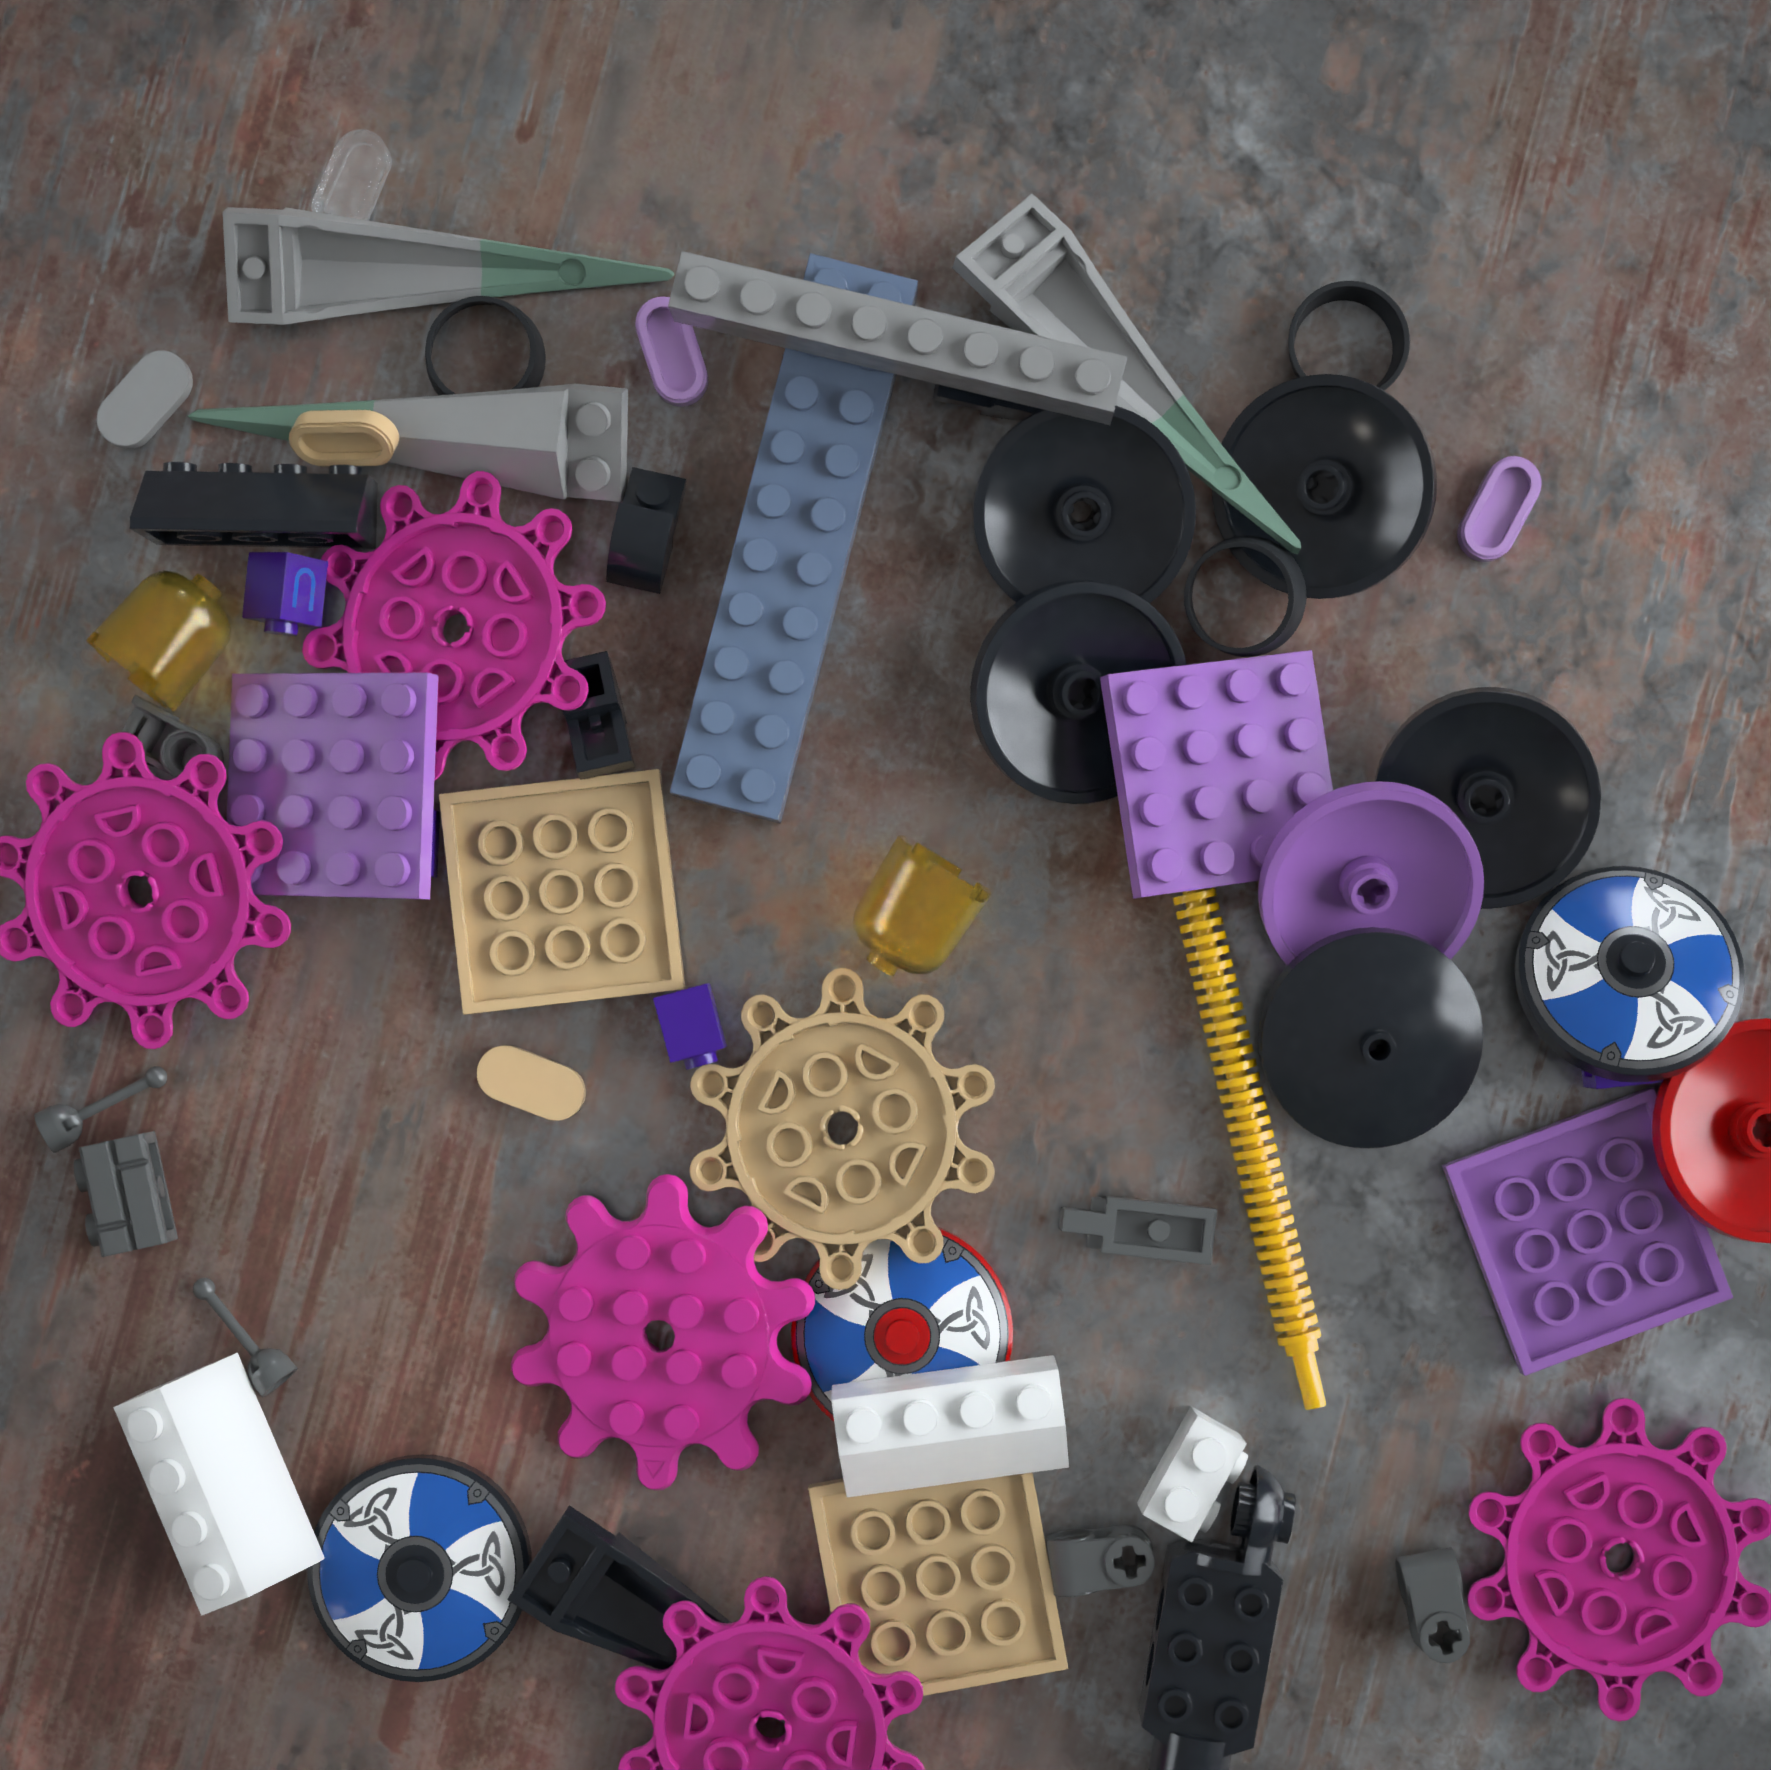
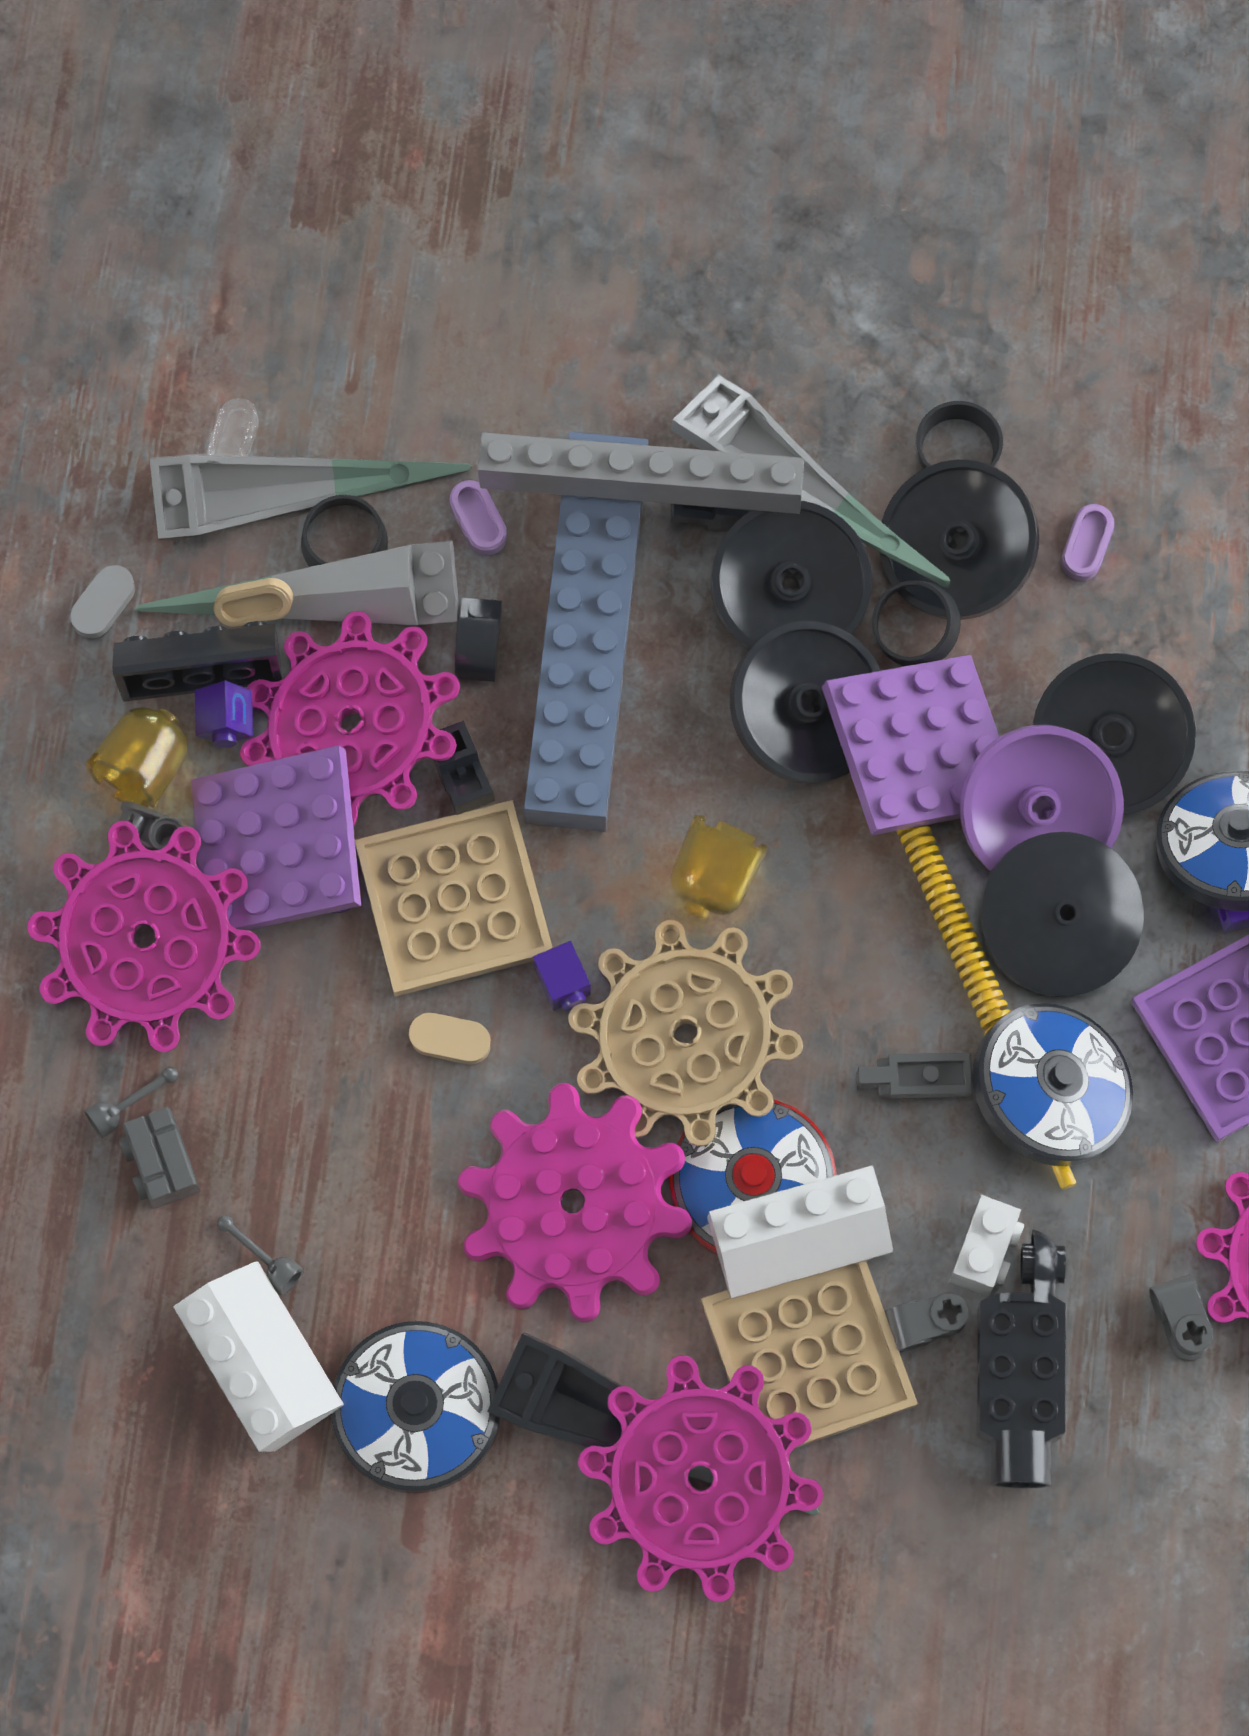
camera: 10 degrees left, 15 degrees down
(1317, 1273) = (1052, 1084): none -> dish

